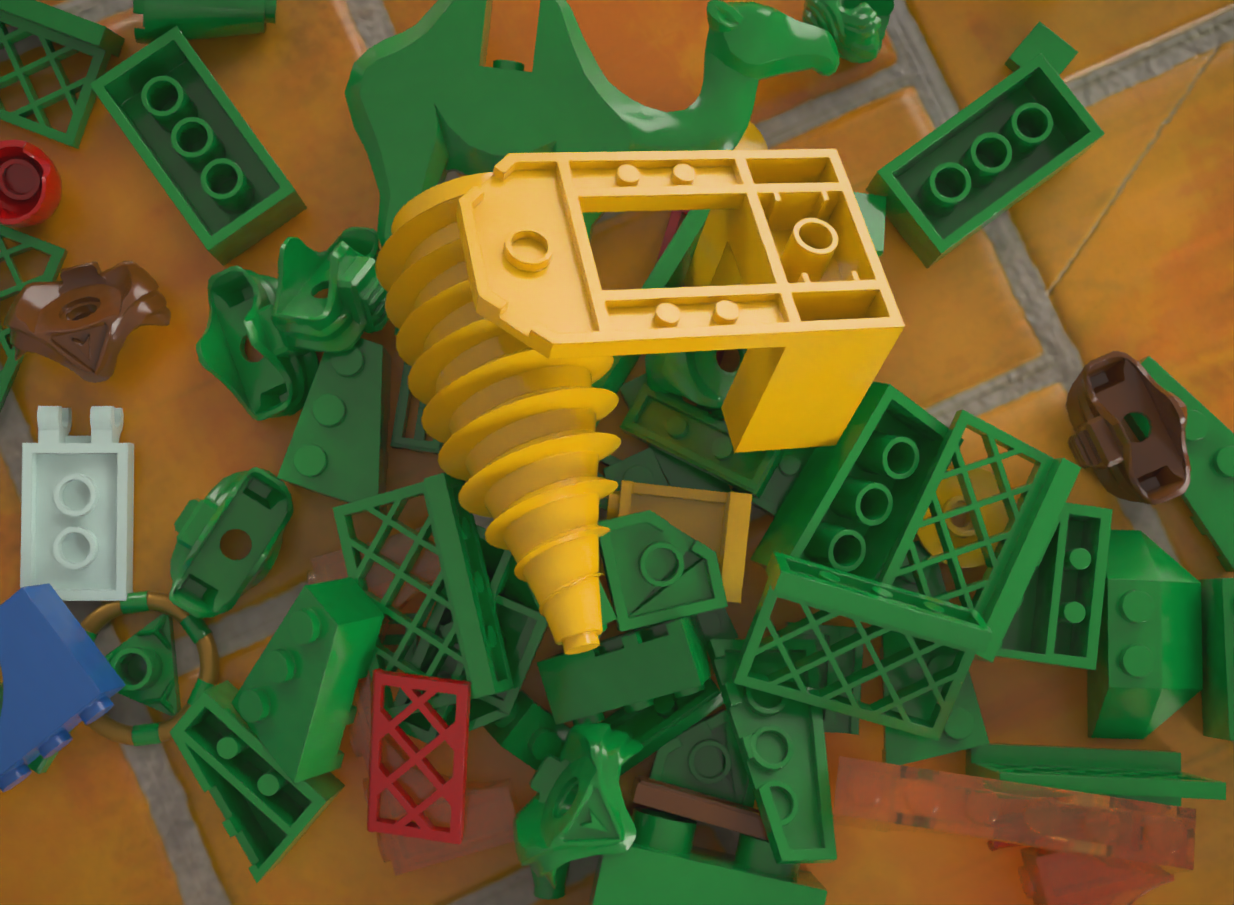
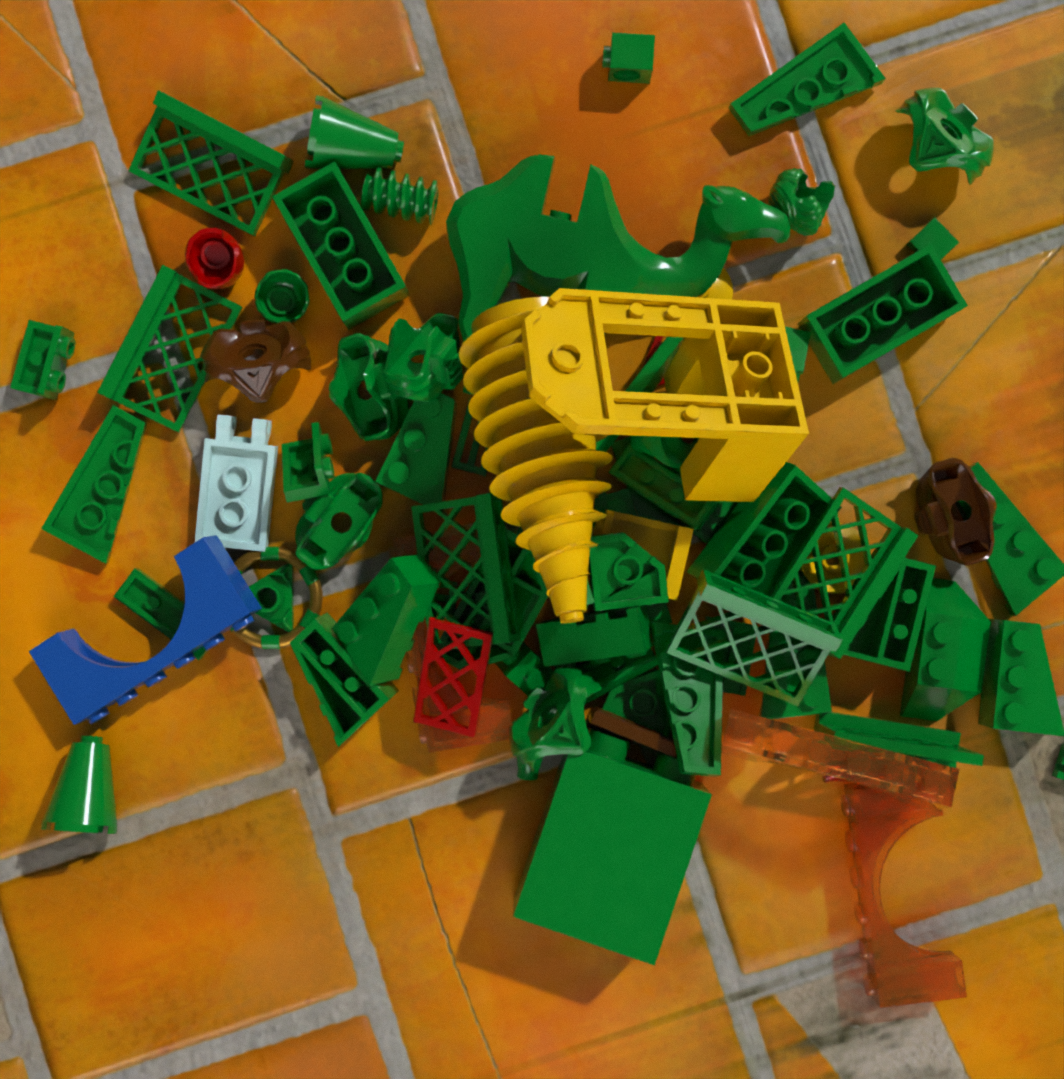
camera: 10 degrees right, 5 degrees up
(119, 226) = (282, 296): none -> green hair
(176, 467) = (307, 466): none -> green bracket
(278, 70) = (400, 196): none -> green piece

